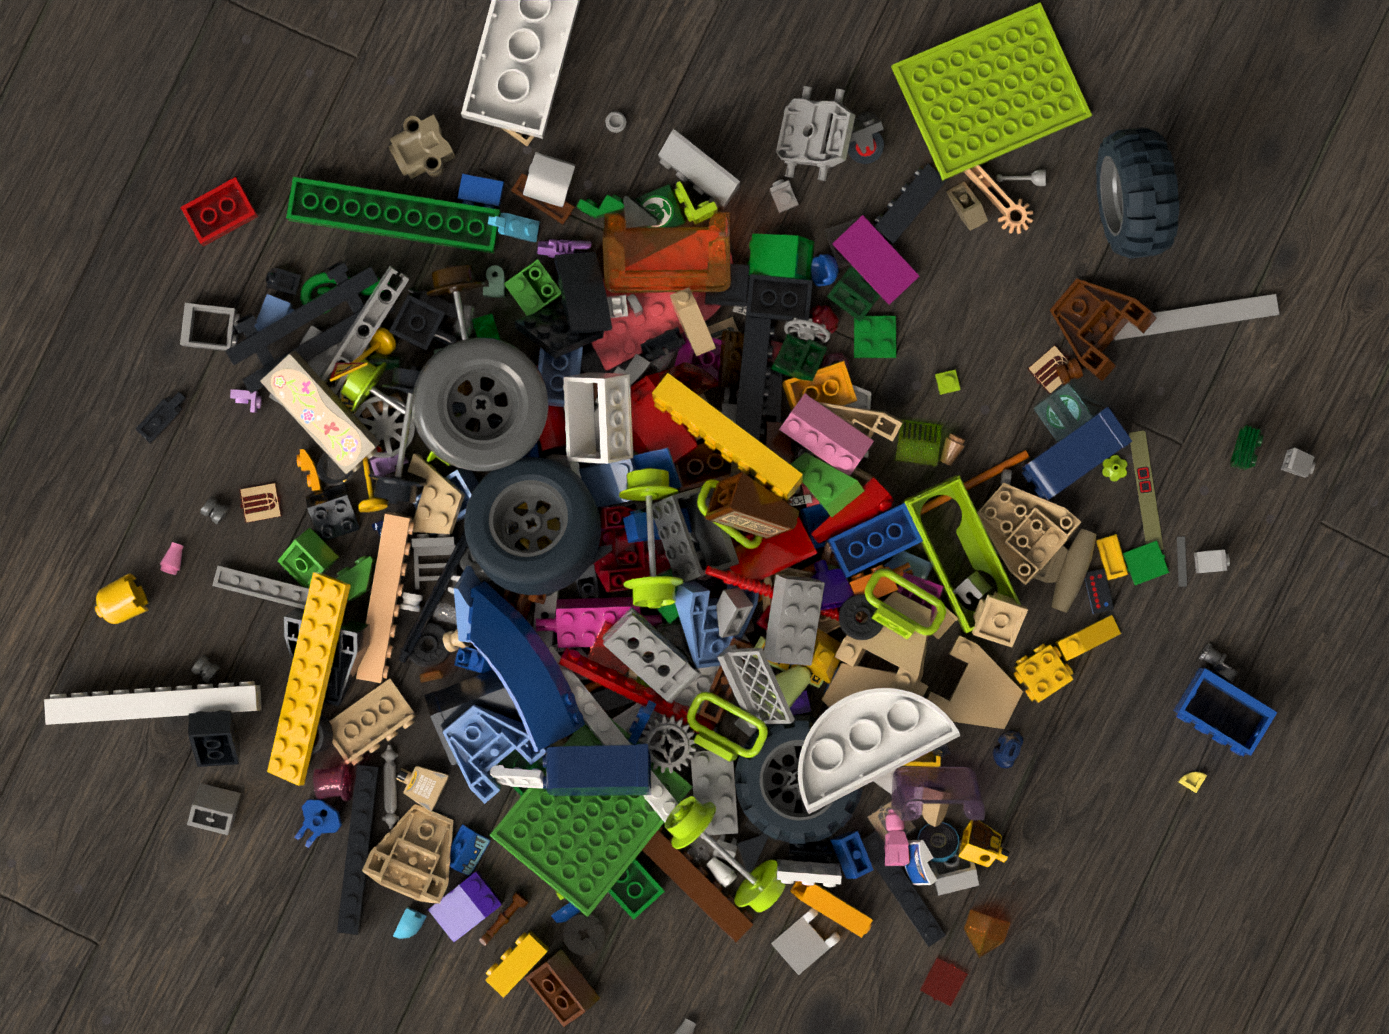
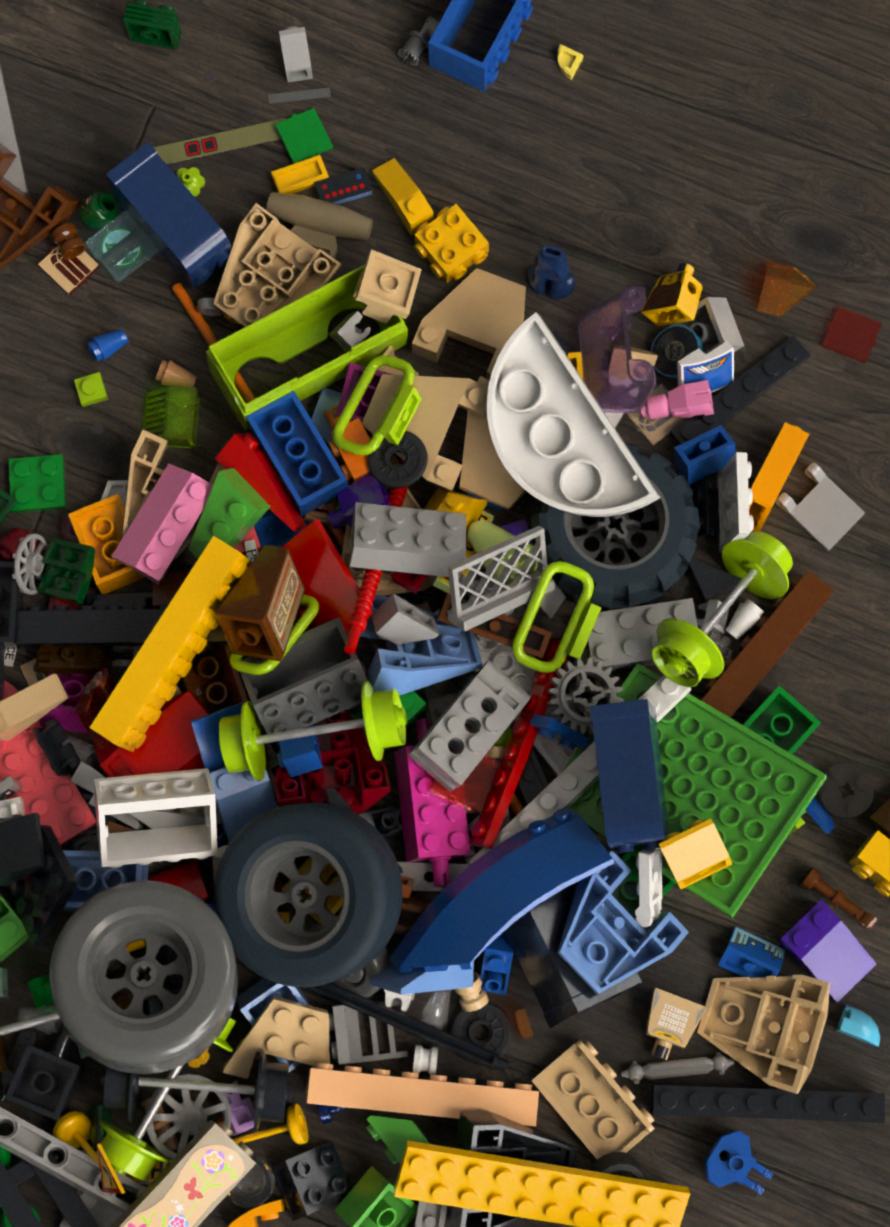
camera: 90 degrees left, 10 degrees down
(333, 782) = (681, 1146): clear pink piece -> none
(537, 812) = (695, 853): none -> yellow slope
(982, 396) = (105, 345): none -> blue cone
(1093, 396) = (98, 209): none -> dark green head

